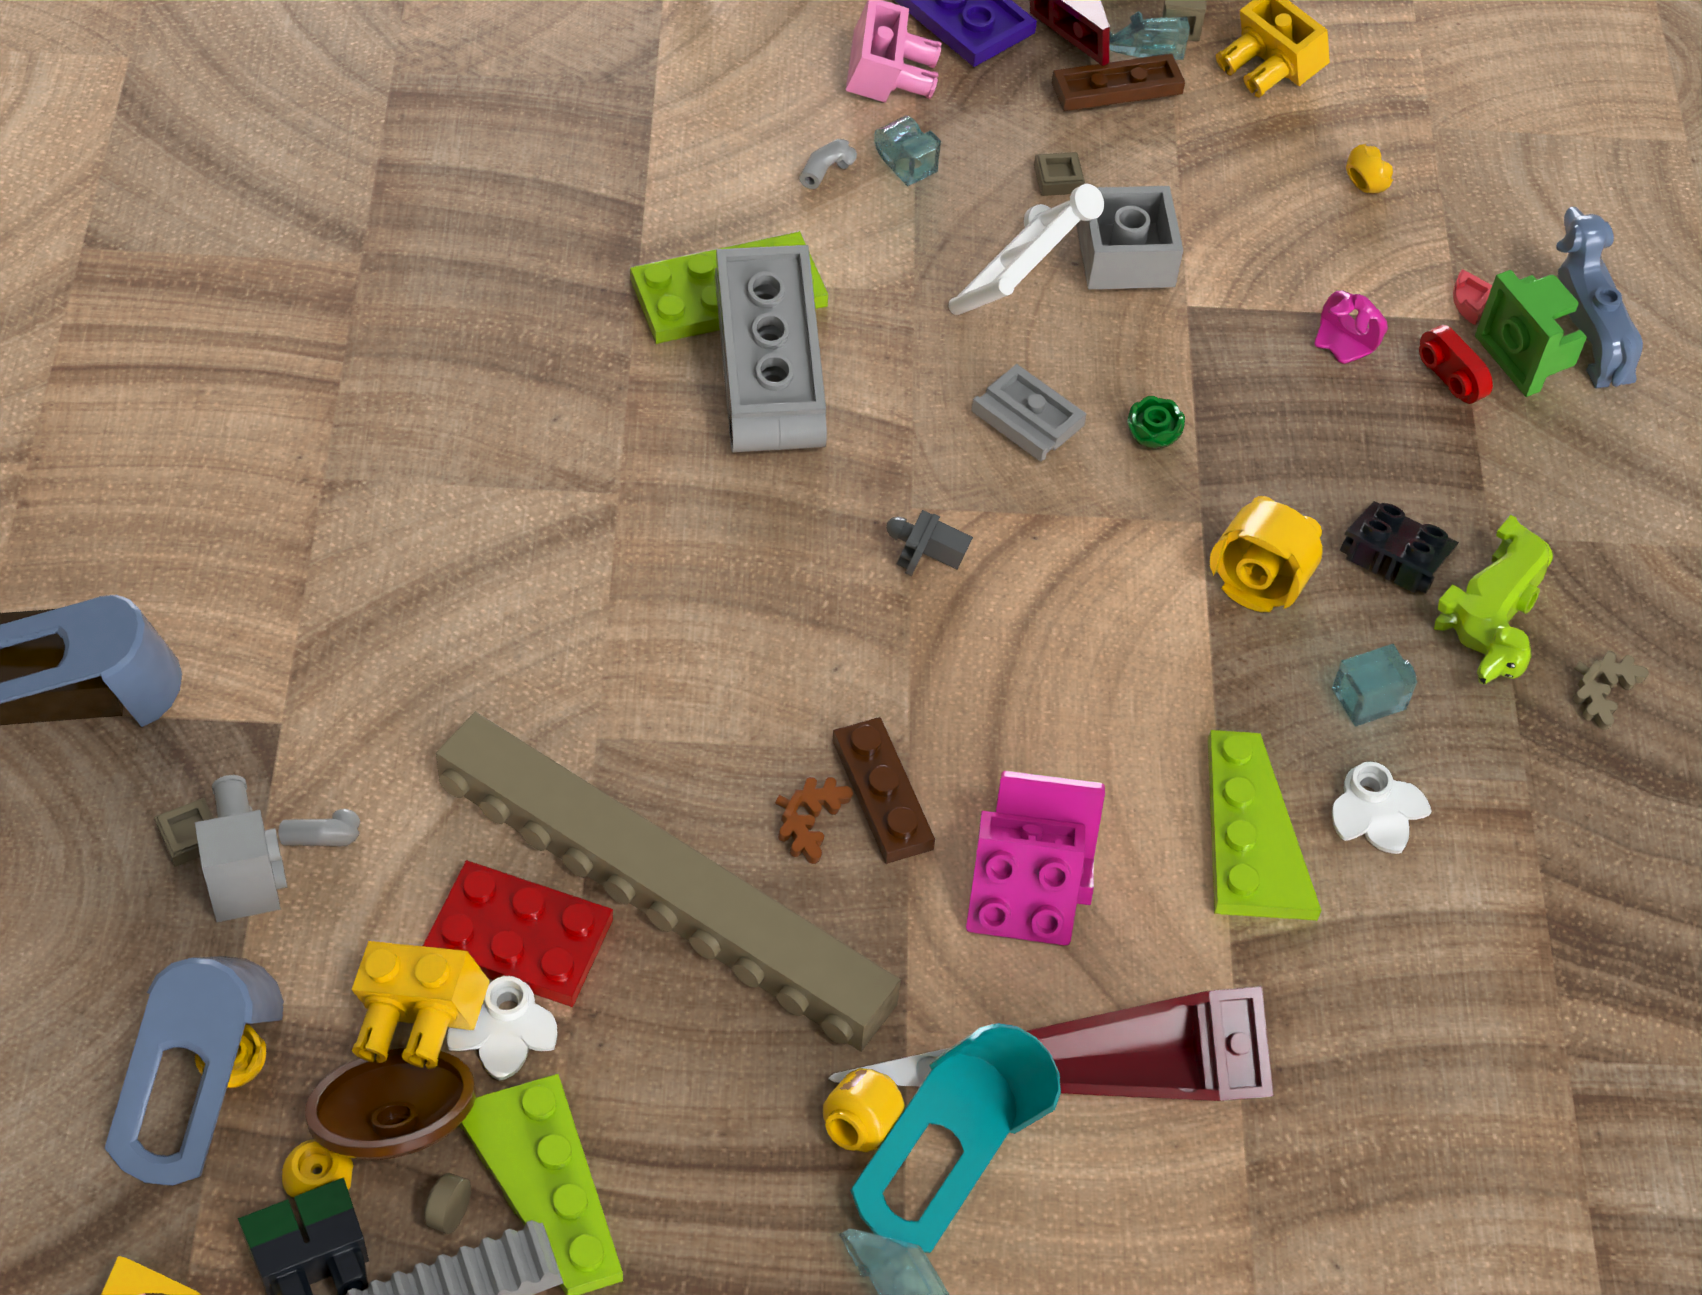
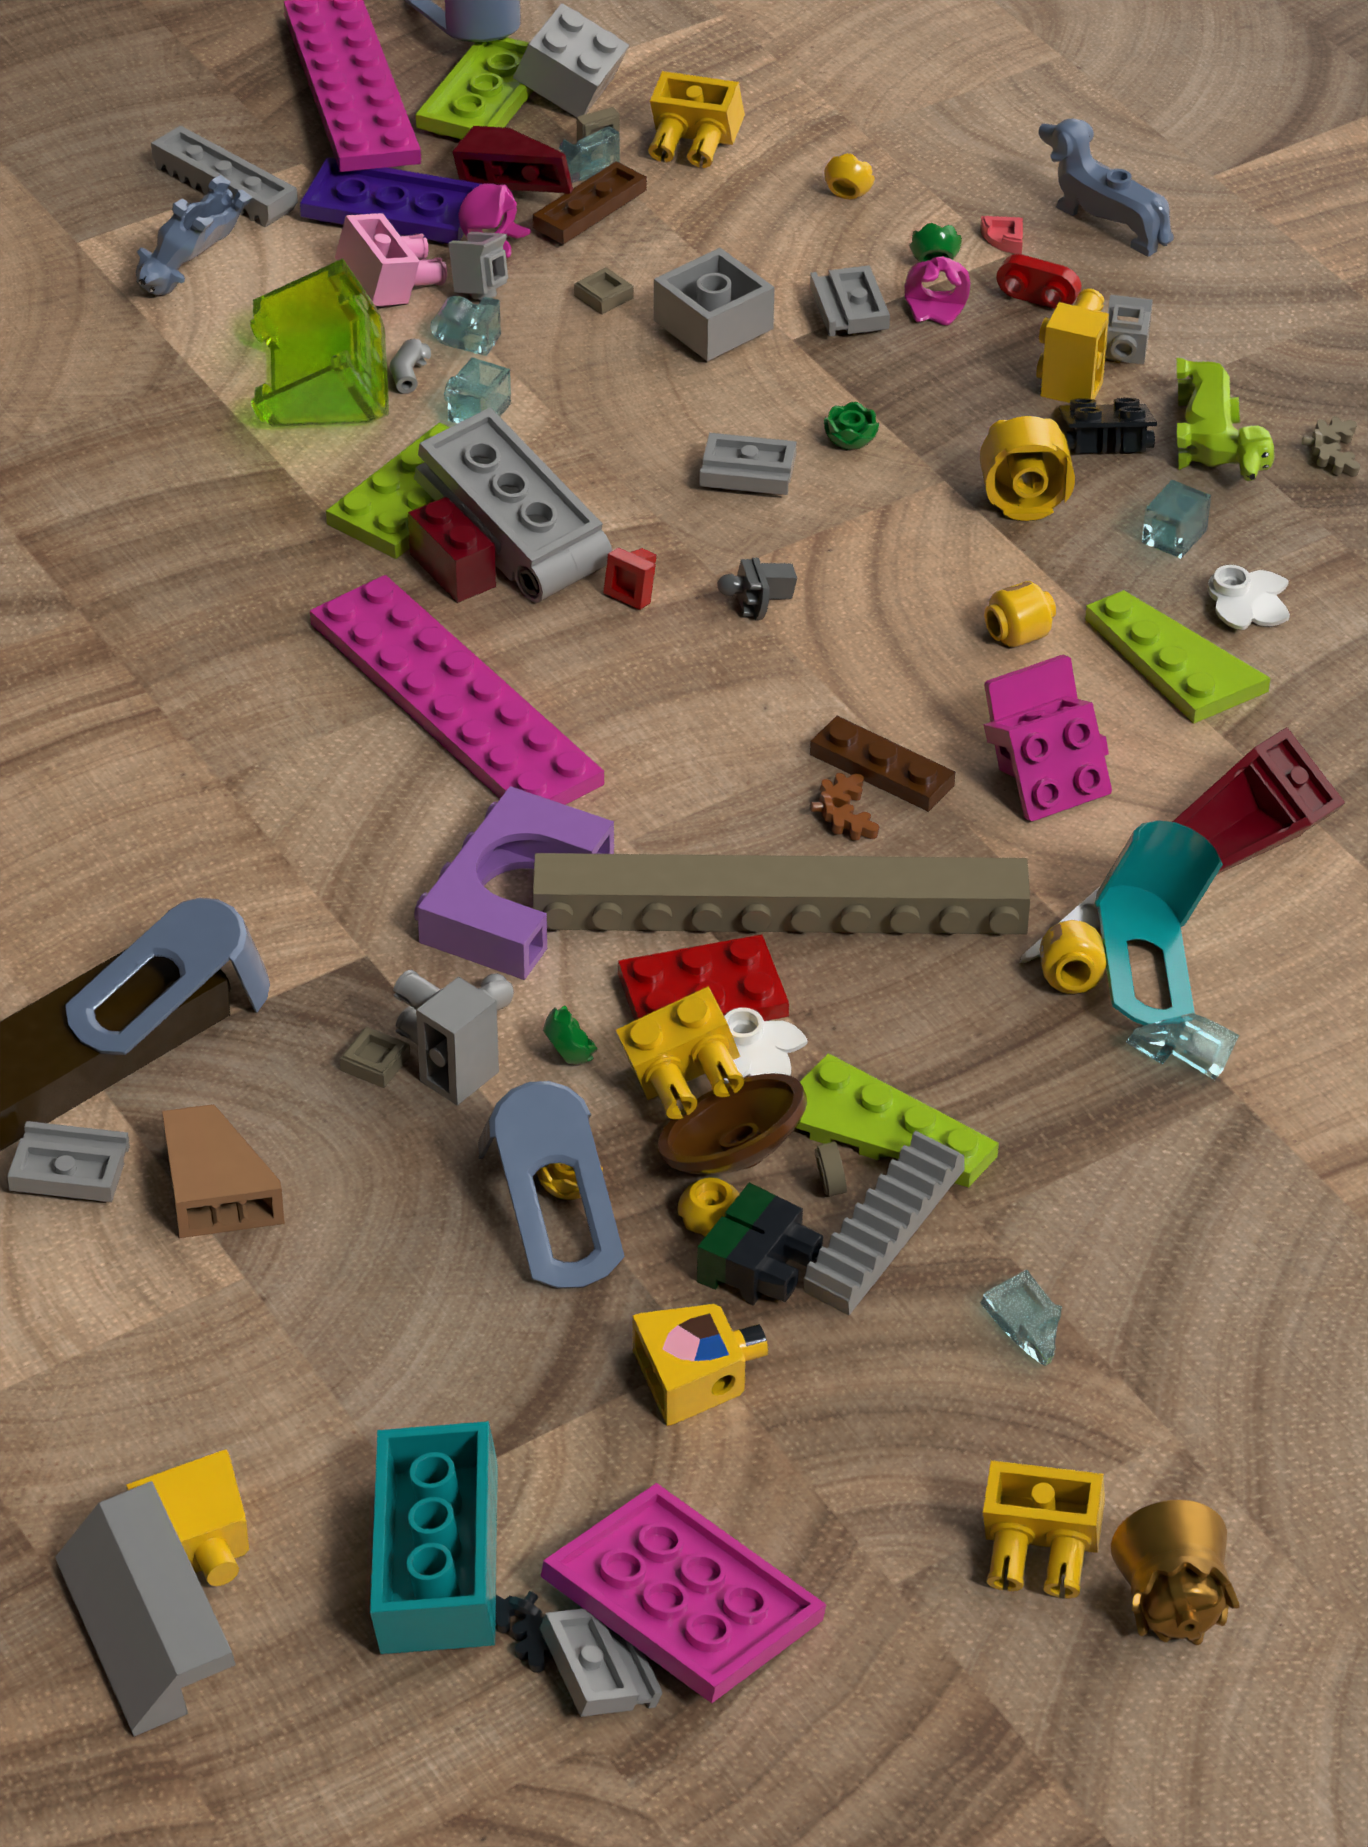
camera: 30 degrees left, 10 degrees down
(352, 915) = (568, 1037): none -> green plate
(491, 677) = (486, 928): none -> medium lavender arch
(577, 514) = (454, 694): none -> dark pink plate
(692, 362) = (452, 549): none -> dark red brick
(767, 123) = (323, 352): none -> clear neon green windscreen
(824, 471) = (630, 576): none -> red tile
(853, 222) = (476, 389): none -> clear light blue brick
(960, 100) = (479, 264): none -> light grey window
(1006, 43) = (484, 210): none -> dark pink piece
(1041, 234) = (657, 345): white piece -> none
(1136, 705) = (1020, 614): none -> yellow head
(1264, 294) = (850, 300): none -> light grey plate
(1389, 278) = (935, 242): none -> green plate
(1418, 454) = (1074, 349): none -> yellow brick
(1490, 470) = (1127, 339): none -> light grey window
(1522, 330) = (1076, 227): bright green panel -> none

